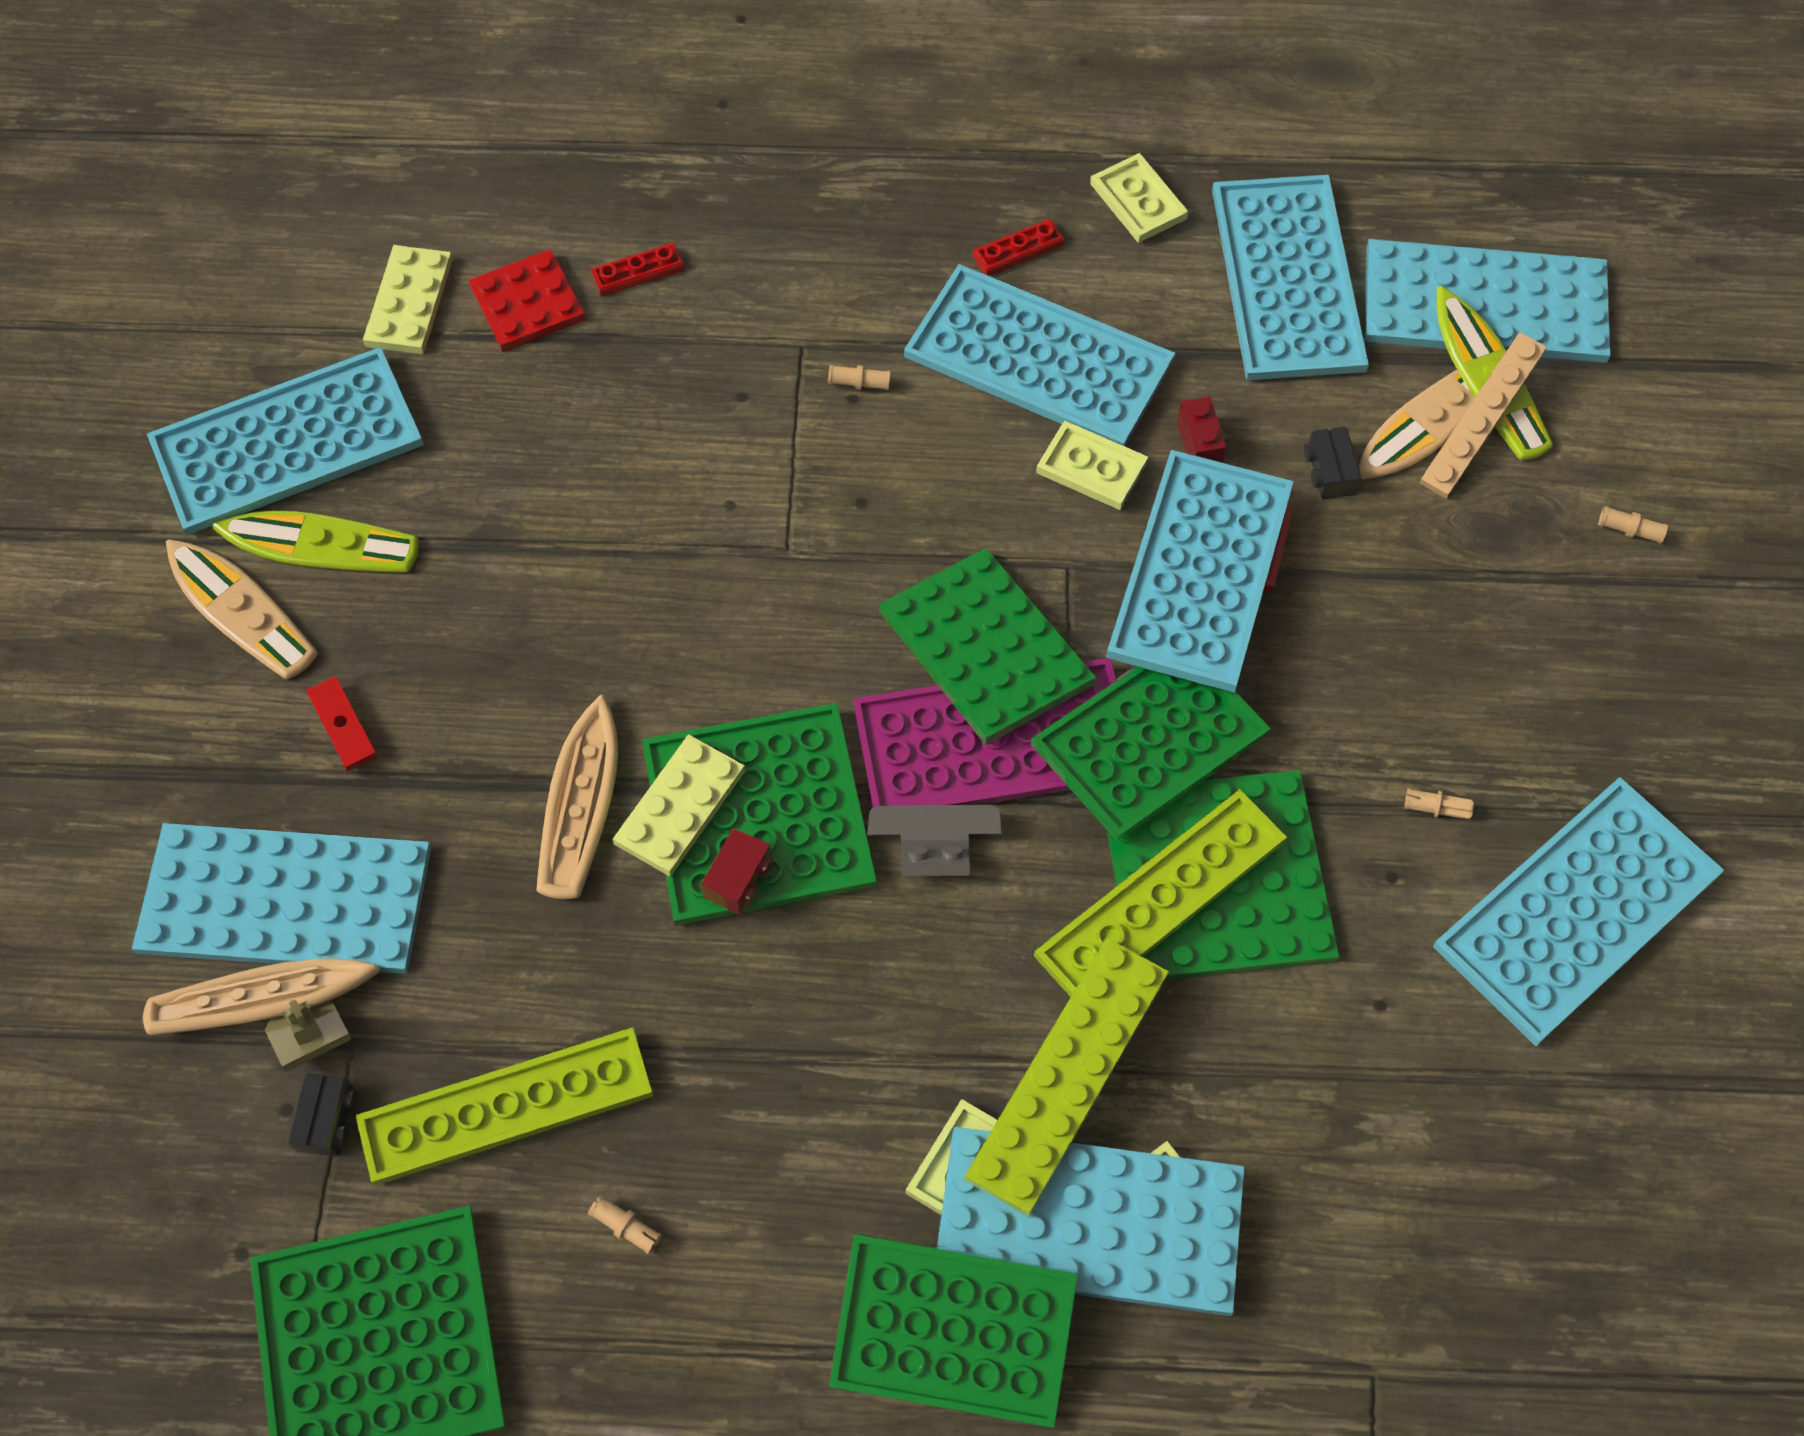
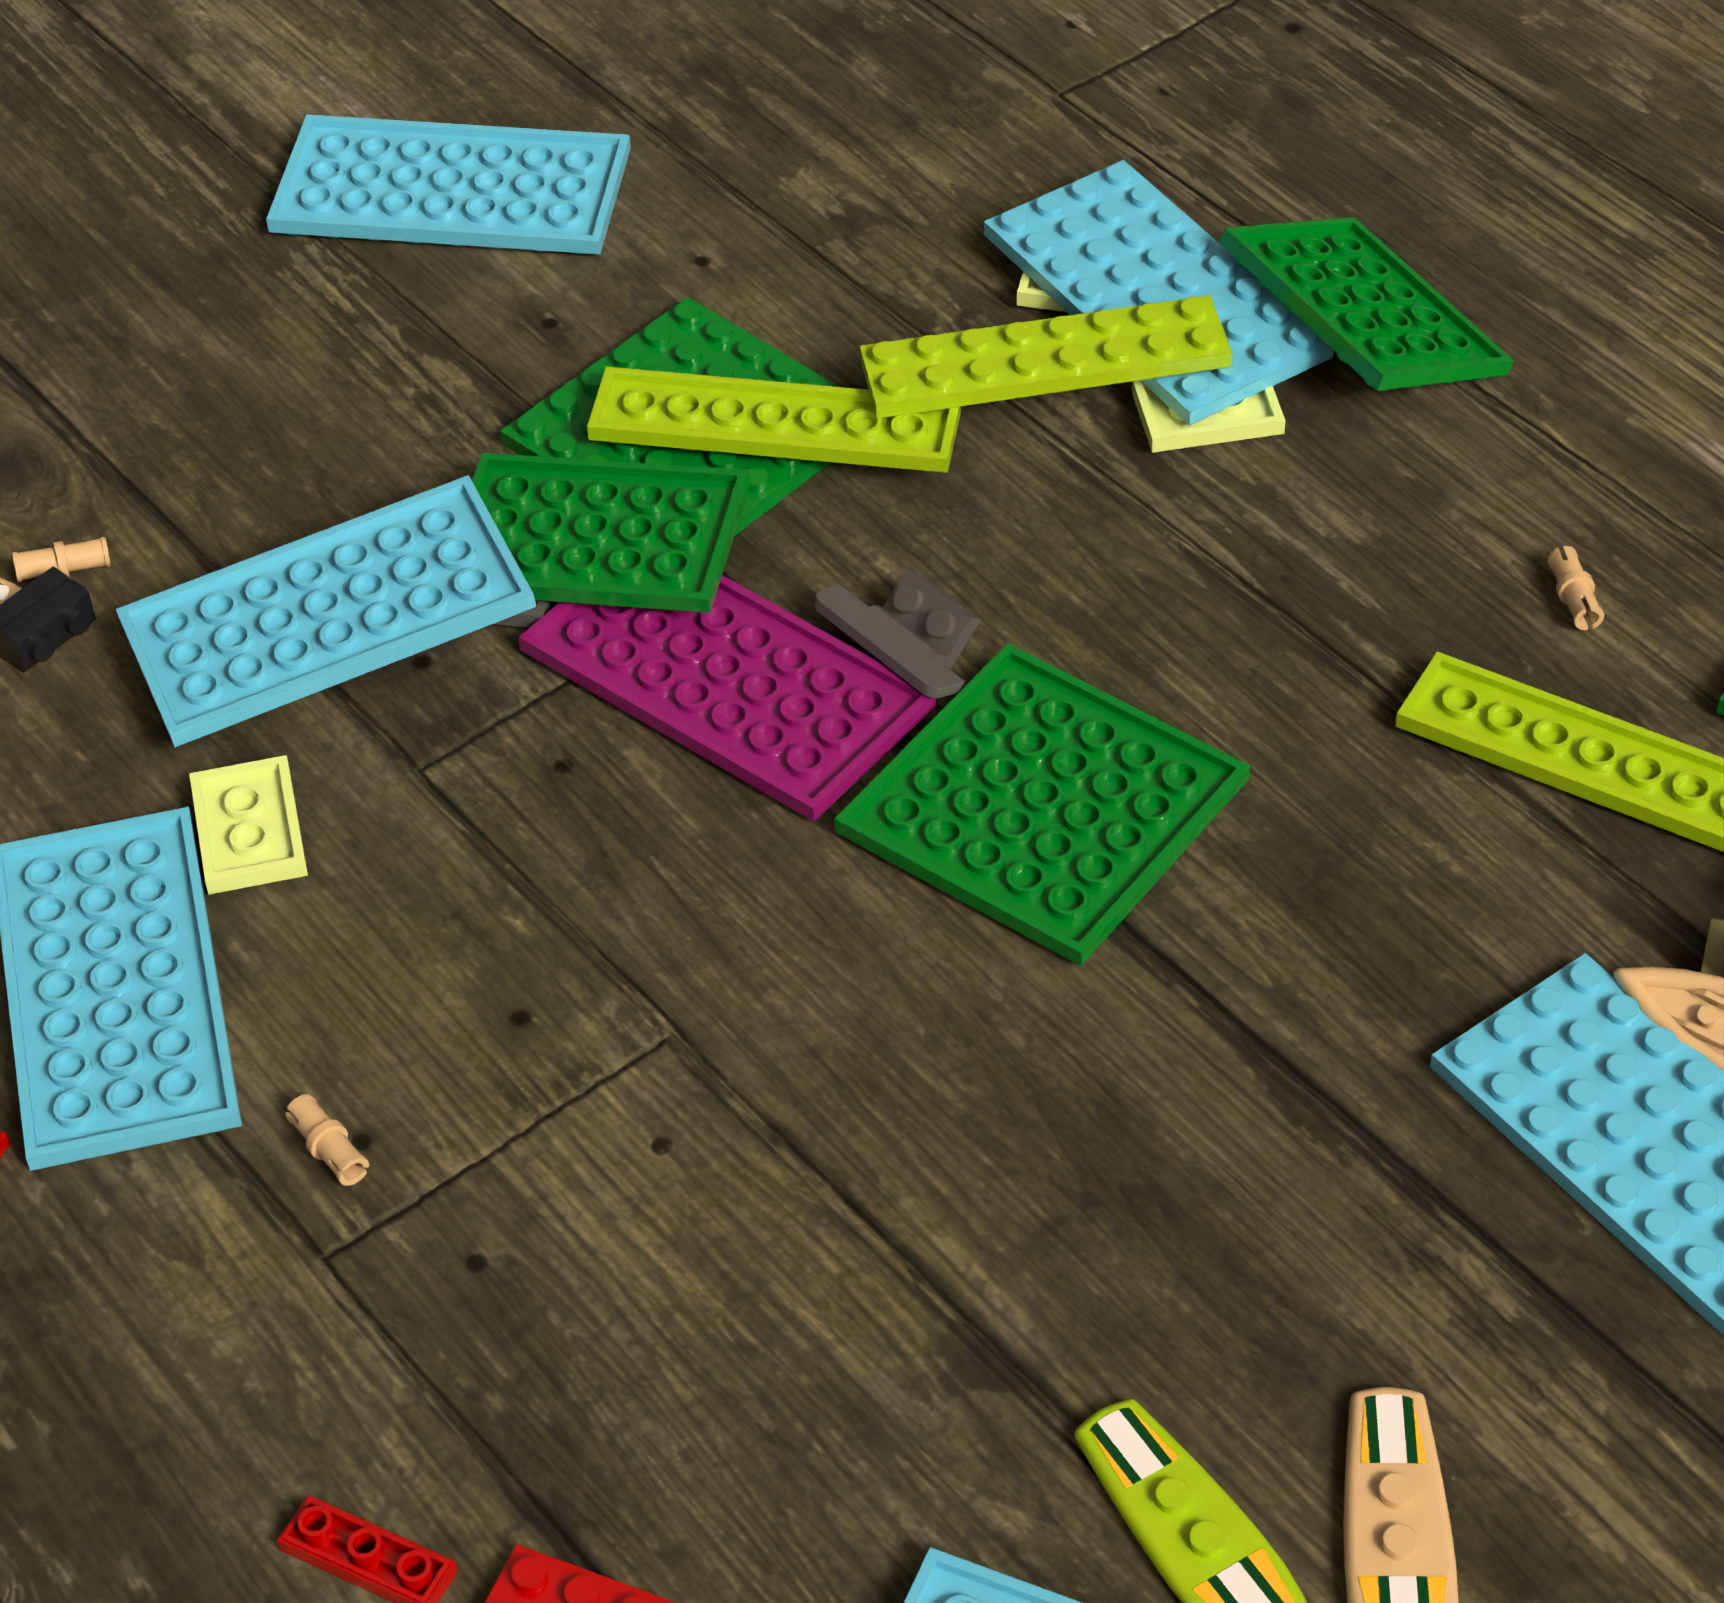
camera: 130 degrees left, 15 degrees down
(335, 711) = (1407, 1269): red tile -> none
(578, 802) = (1215, 961): tan piece -> none
(679, 805) = (1120, 850): yellowish green plate -> none
(737, 871) = (1140, 733): dark red brick -> none
(986, 645) = (614, 746): green plate -> none
(1201, 429) = (106, 747): dark red brick -> none
(1379, 502) = (63, 557): none -> tan pin
(1438, 804) = (433, 322): tan axle -> none

